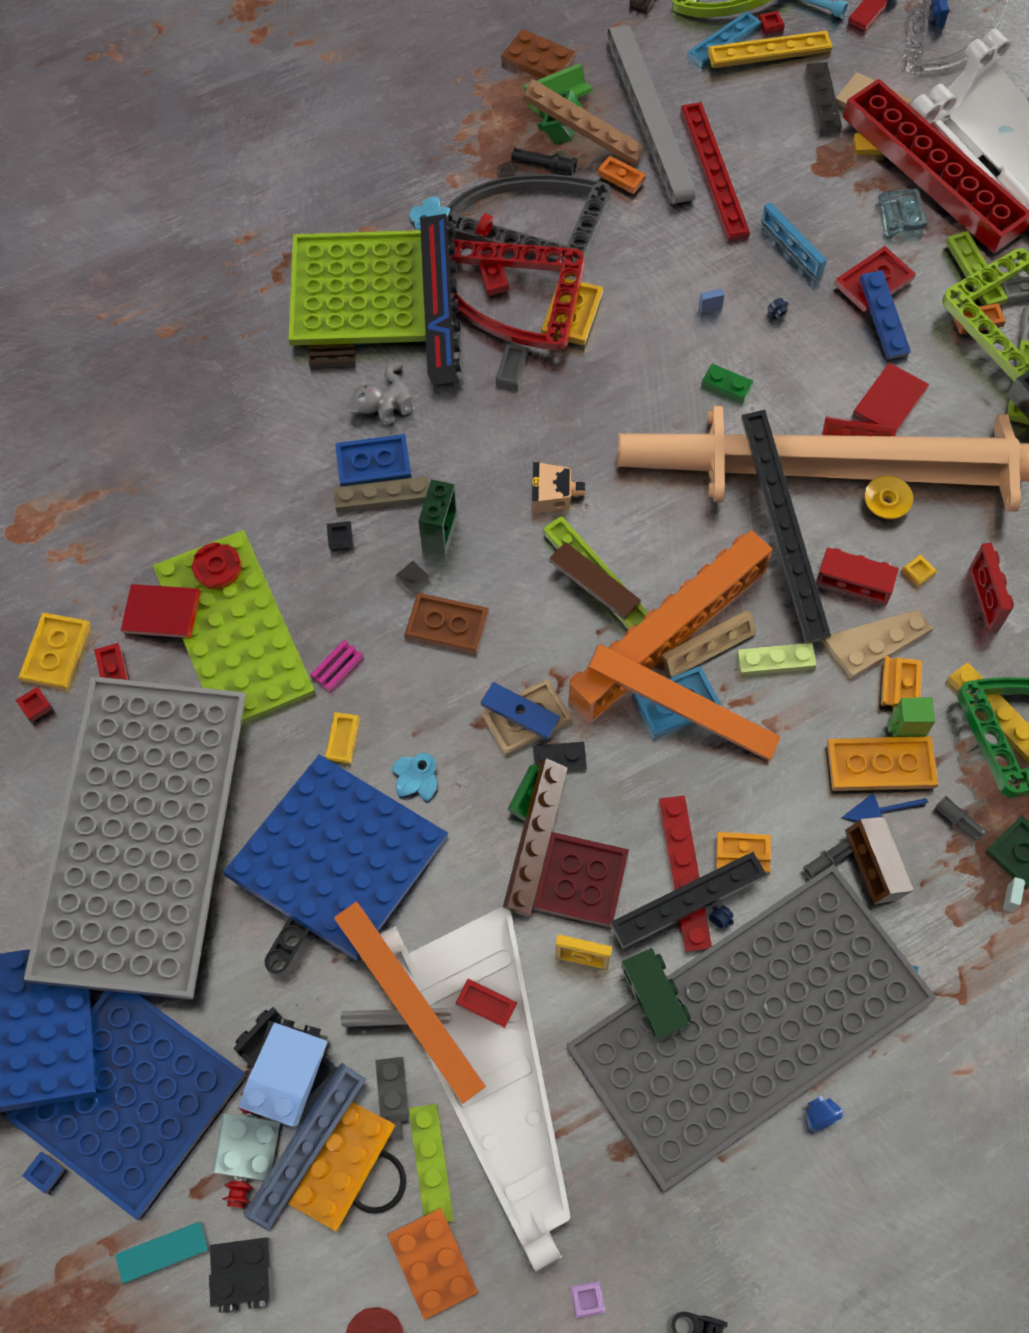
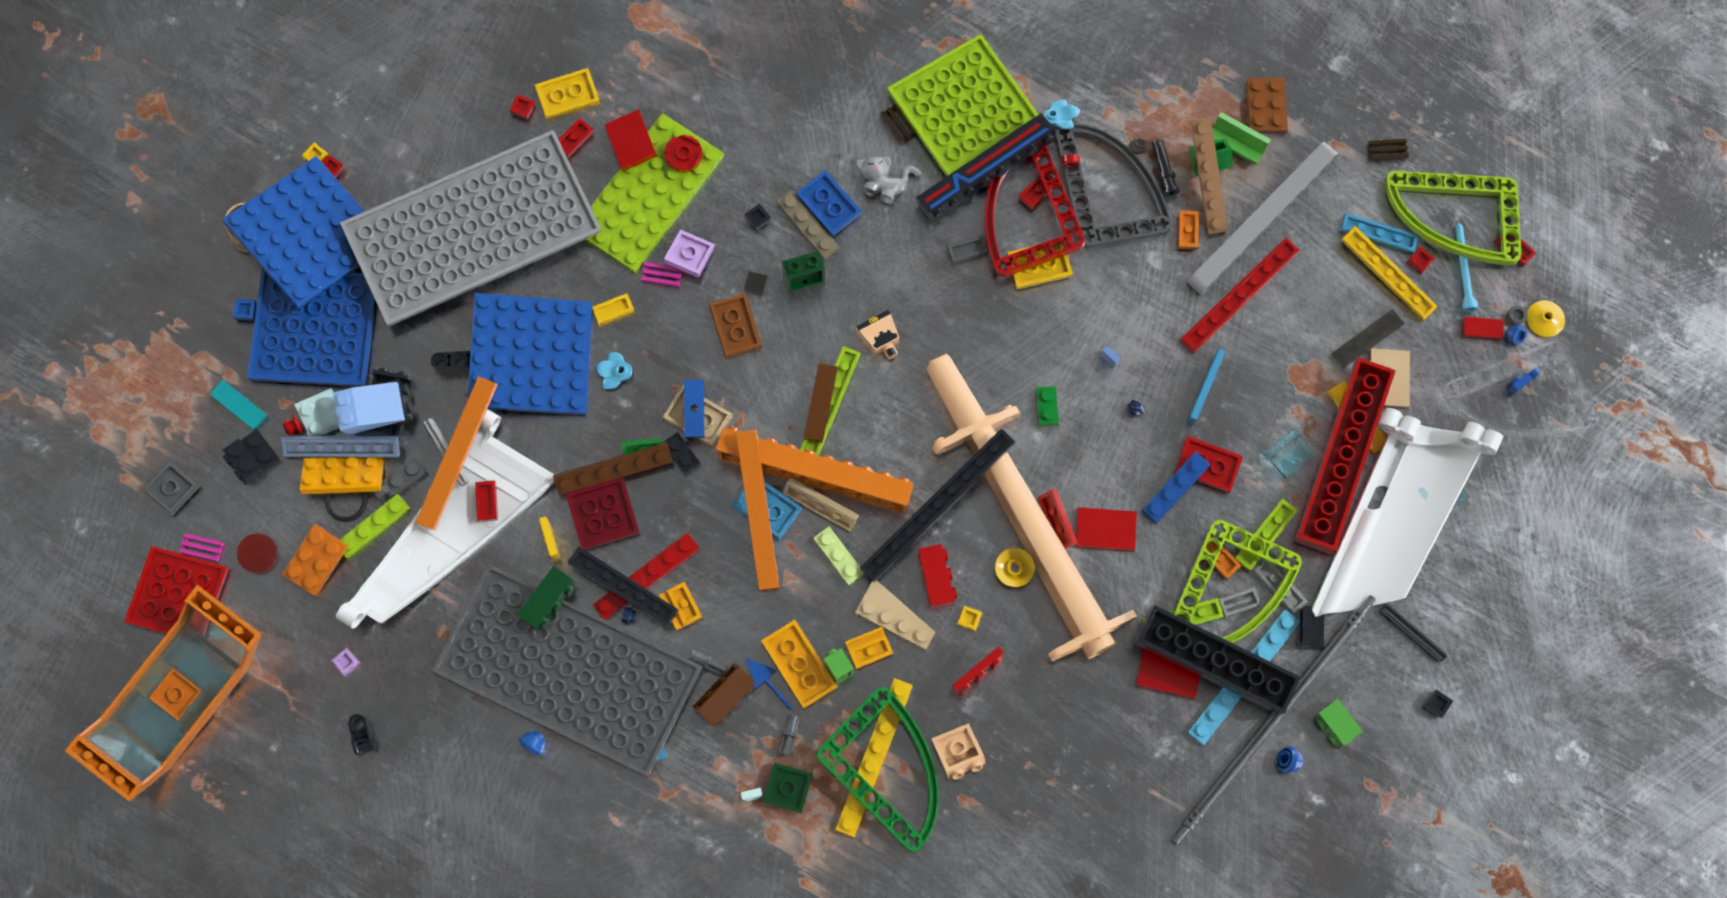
camera: 55 degrees right, 10 degrees up
(334, 622) = (689, 253): none -> lavender plate

